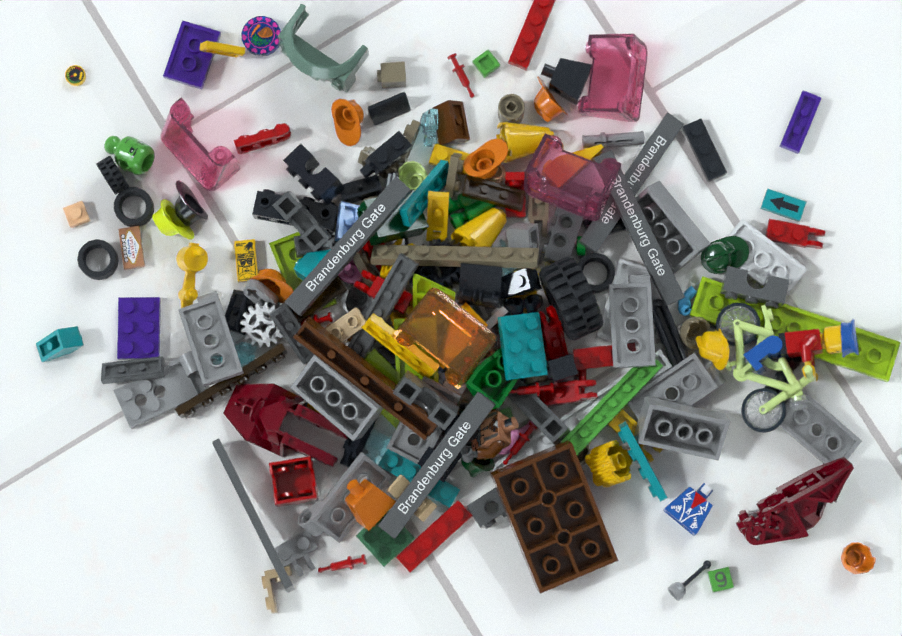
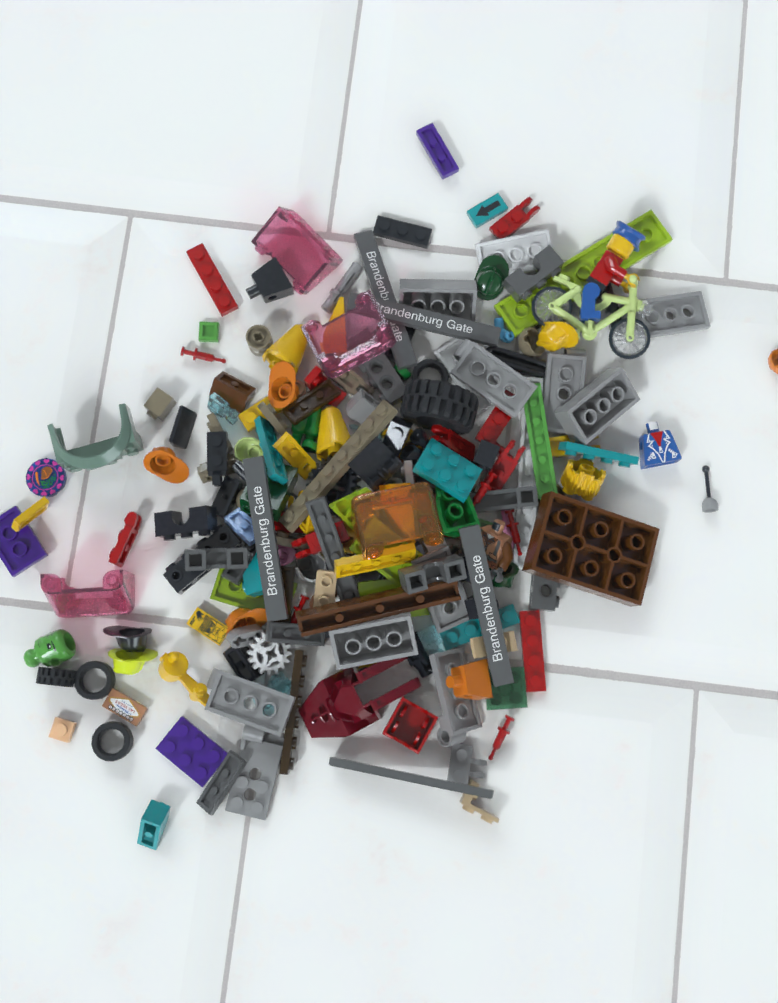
camera: 55 degrees left, 0 degrees up
(546, 104) = (277, 313): orange piece -> none
(720, 579) = (724, 468): bright green tile -> none
(795, 504) = (715, 368): dark red connector -> none

